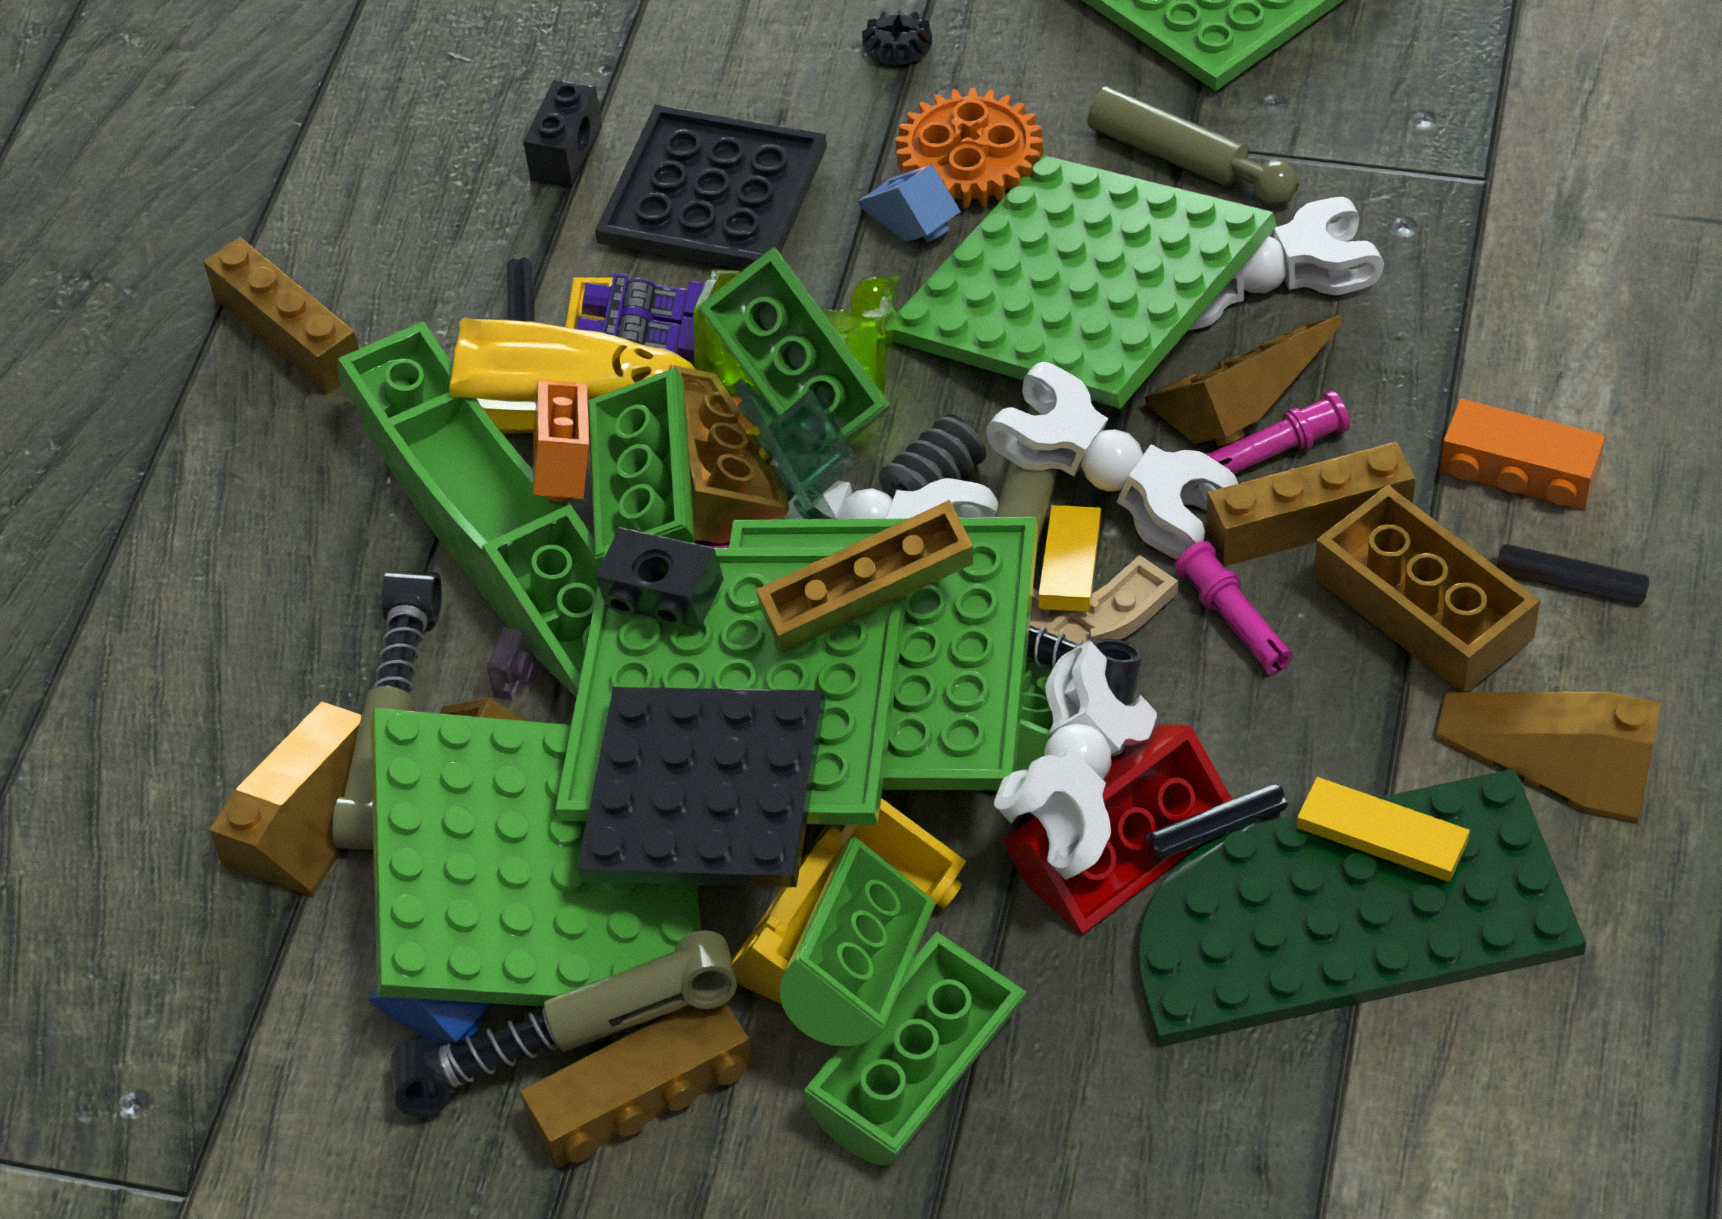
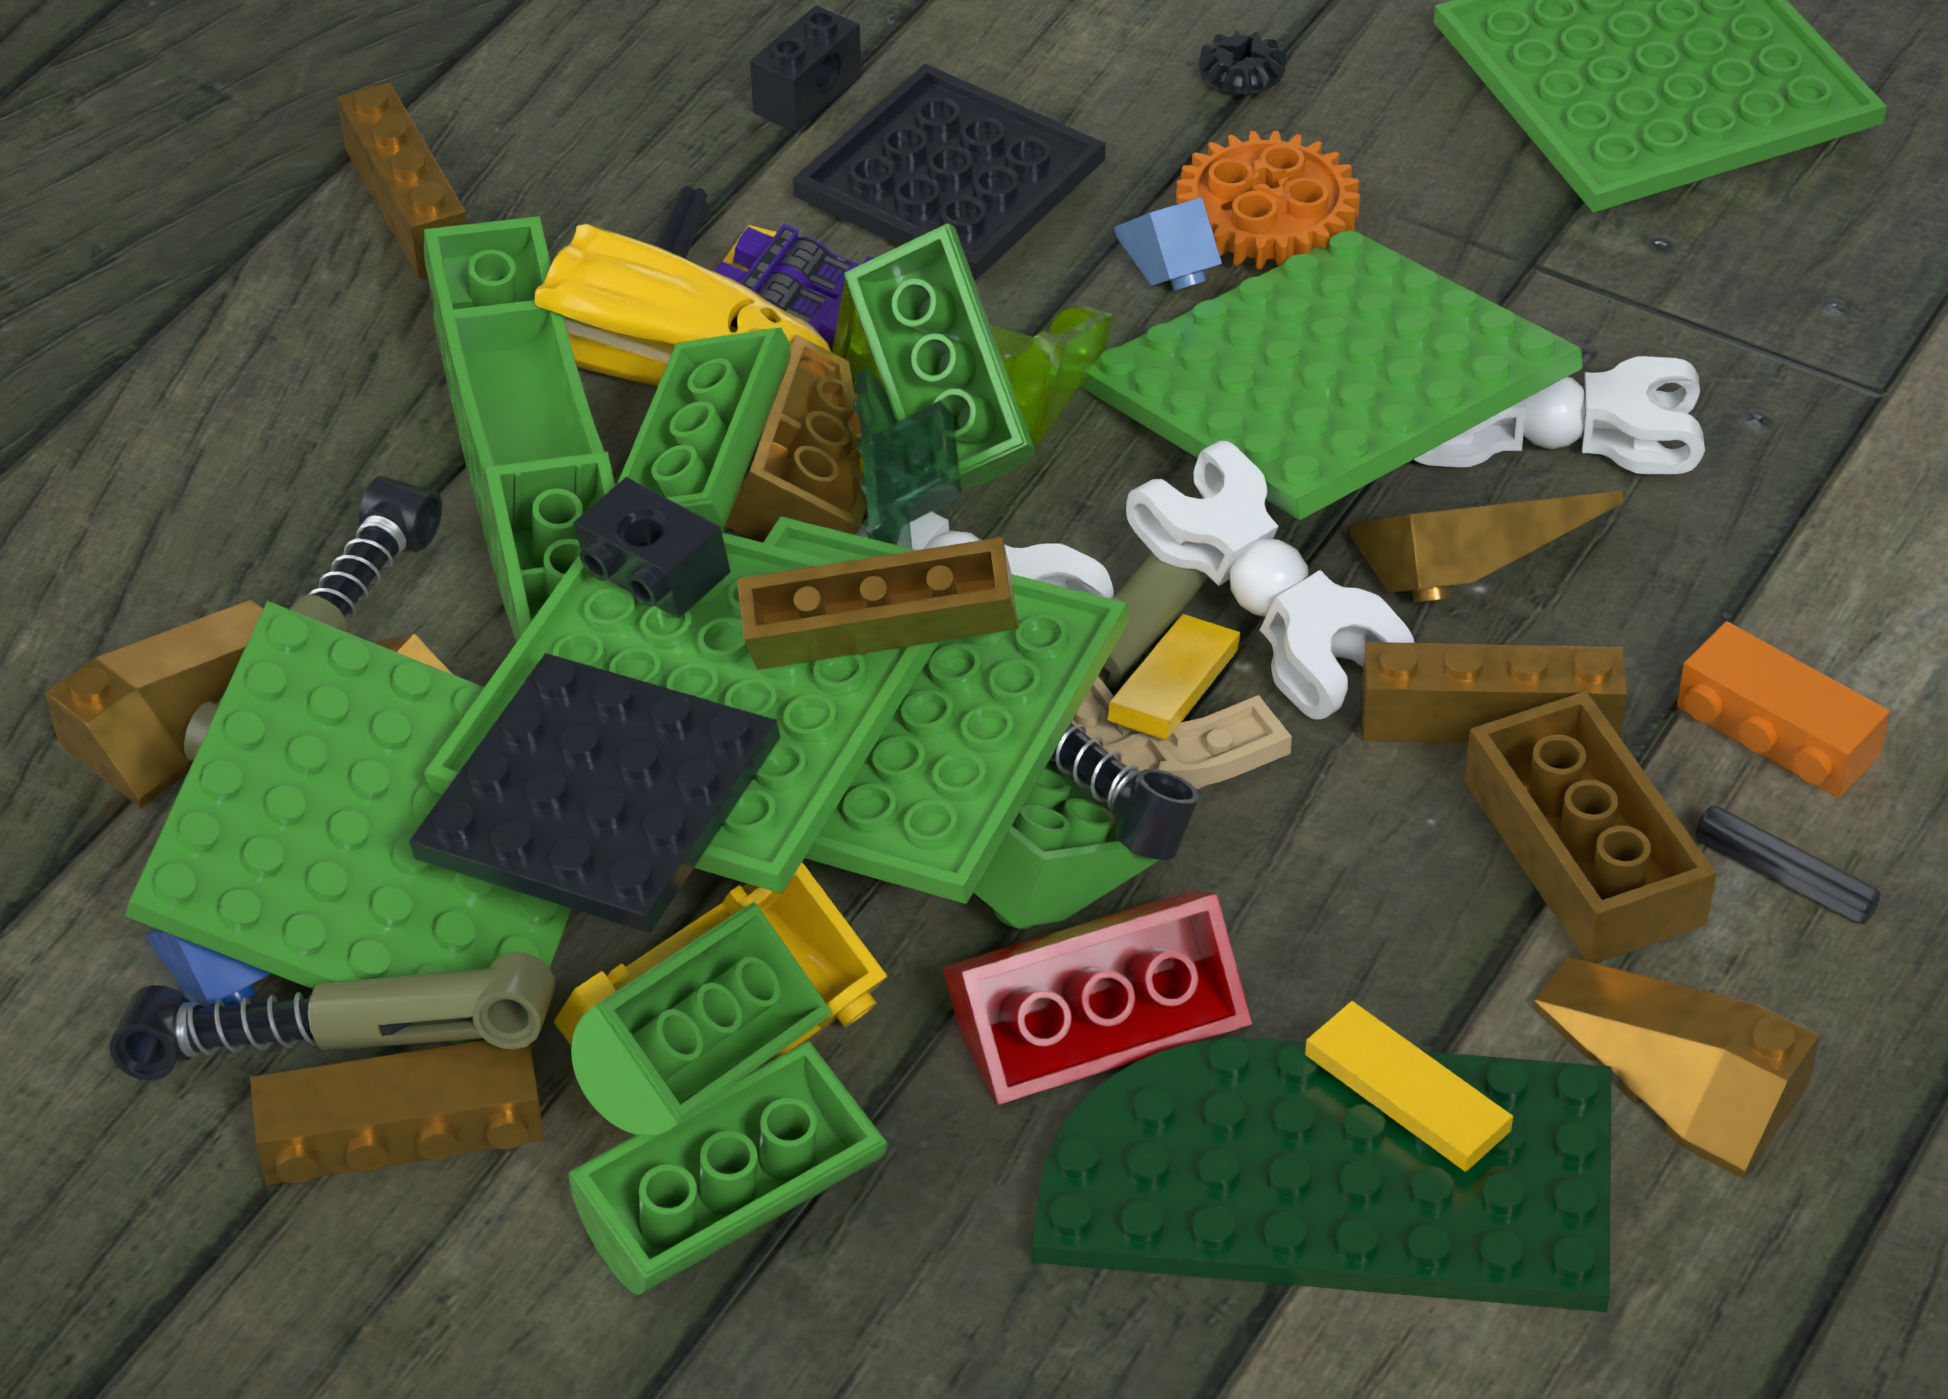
camera: 15 degrees right, 5 degrees down
(509, 664) = (472, 614): clear purple plate -> none
(560, 440) = (623, 379): orange brick -> none
(936, 455) = (1068, 518): dark grey piece -> none
(1068, 781) = (1028, 910): white piece -> none
(1189, 145) = (1530, 262): olive piece -> none
(1215, 822) = (1211, 1020): black axle -> none
(1221, 592) = (1341, 766): dark pink pin -> none
(1295, 430) = (1515, 608): dark pink pin -> none

